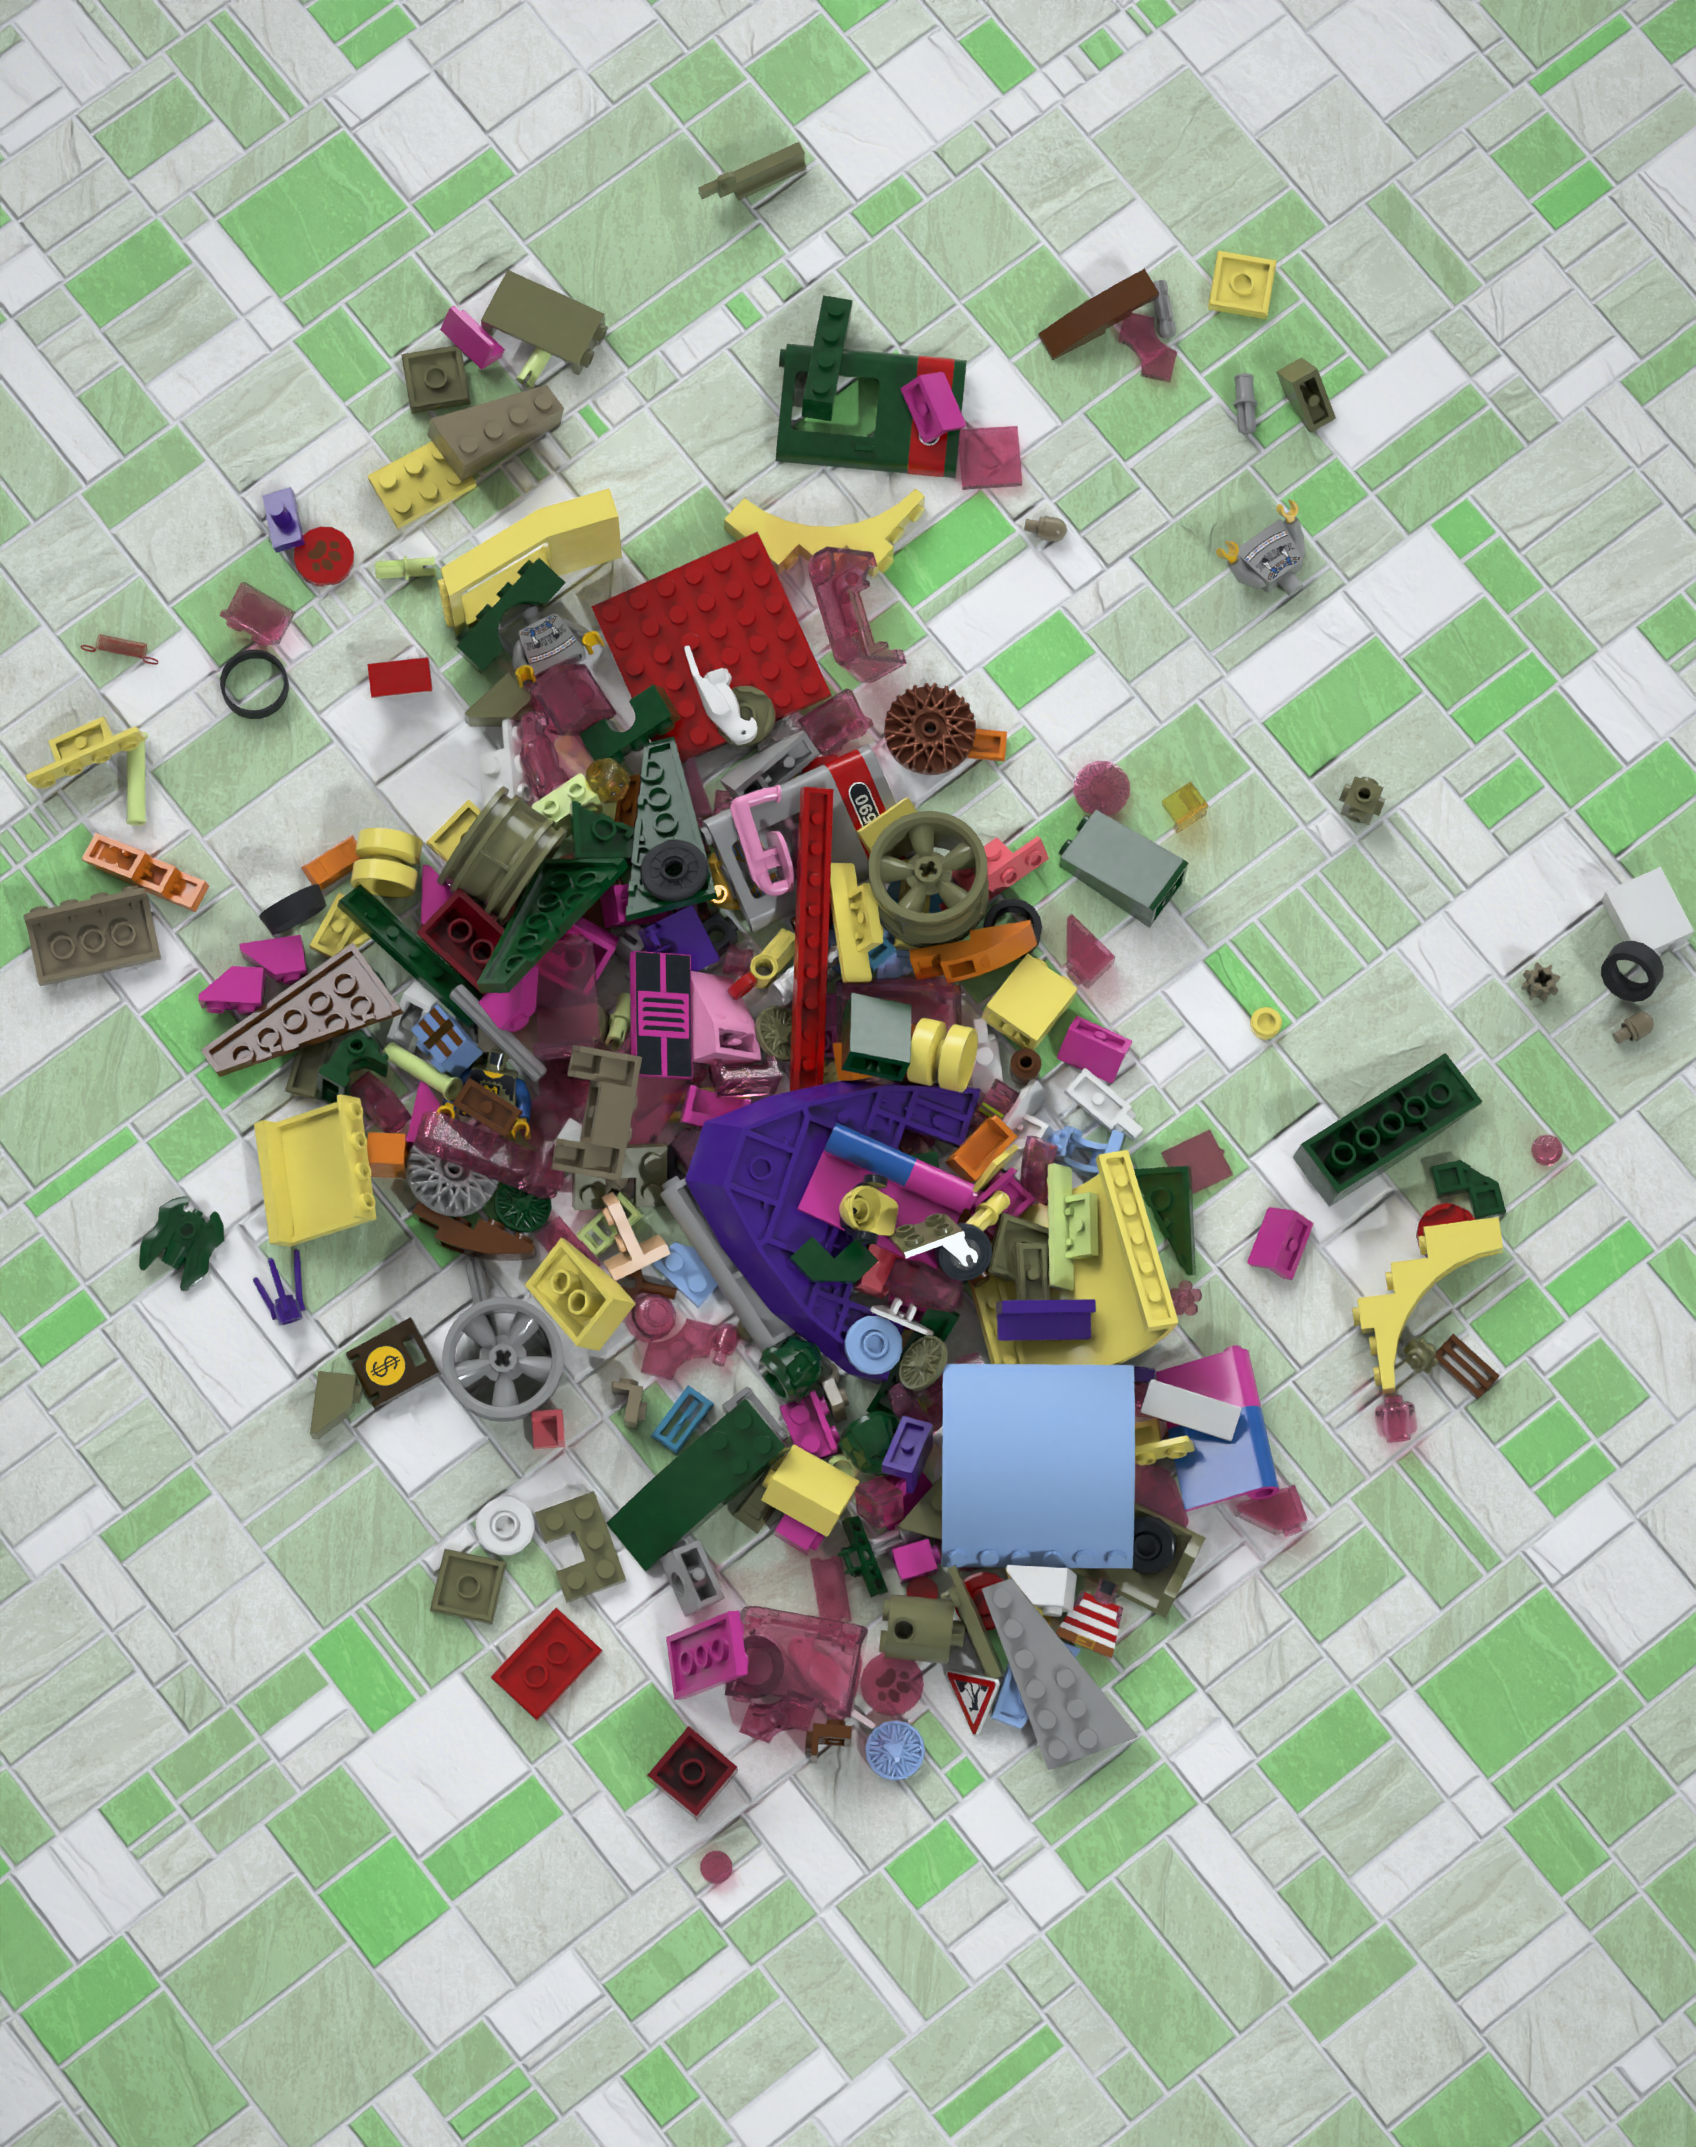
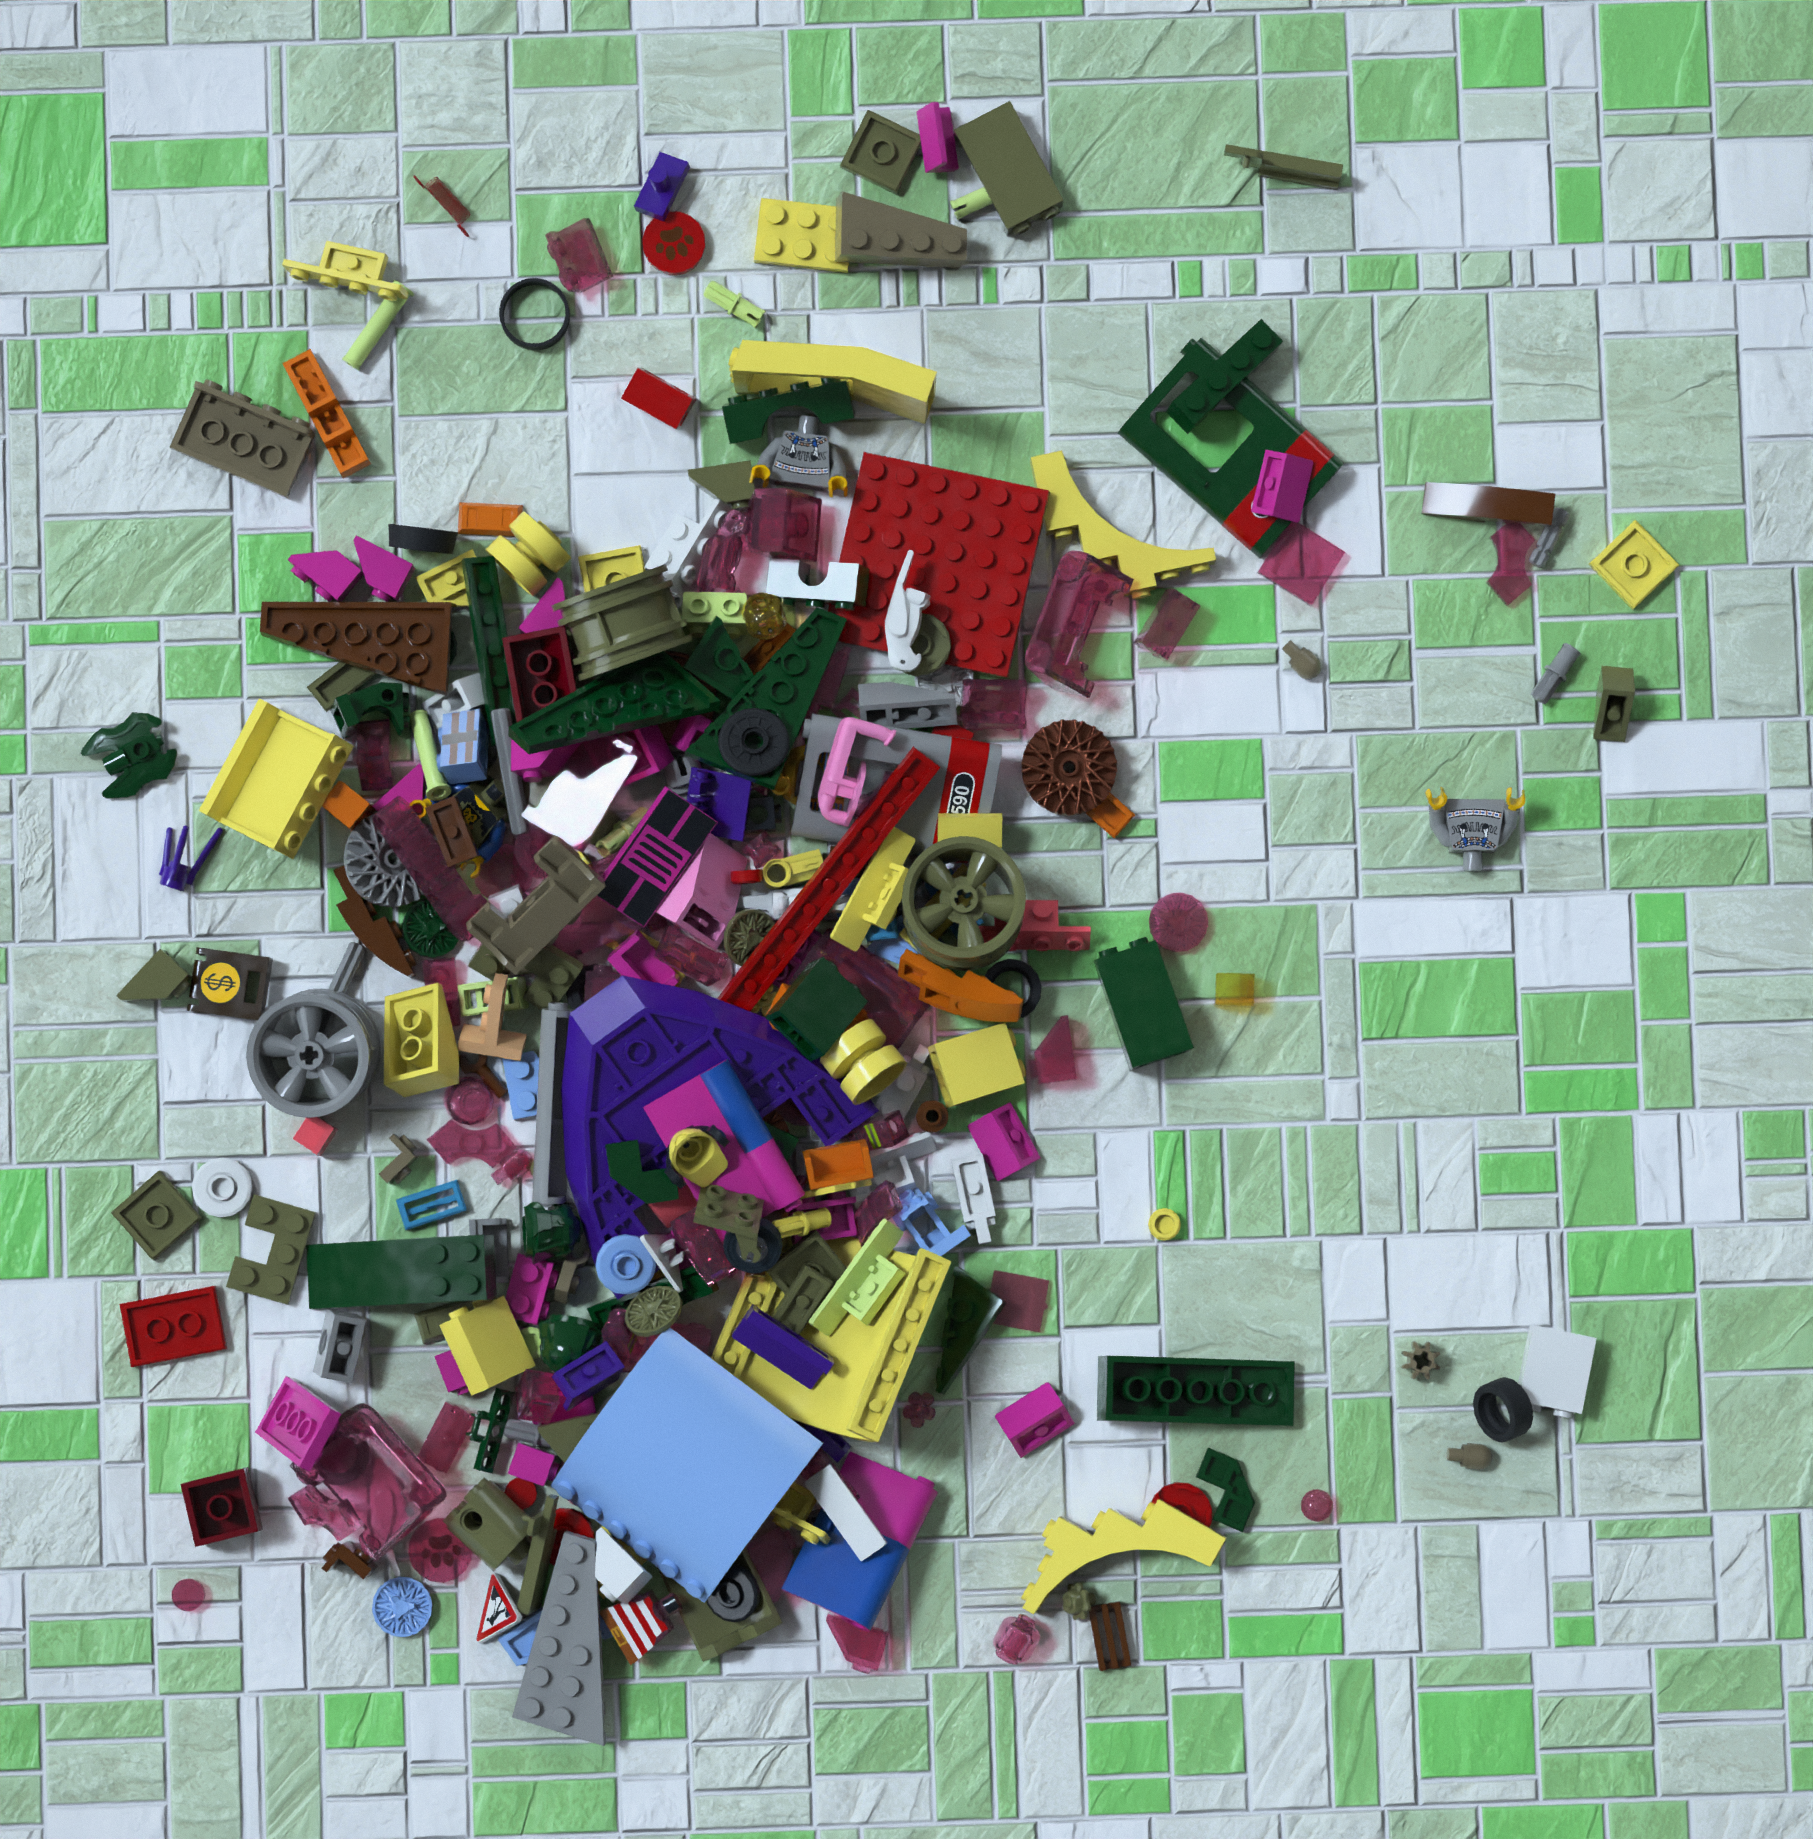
camera: 35 degrees right, 10 degrees up
(922, 571) = (1167, 623): none -> clear pink hinge
(1360, 809) = (1376, 1094): olive brick -> none

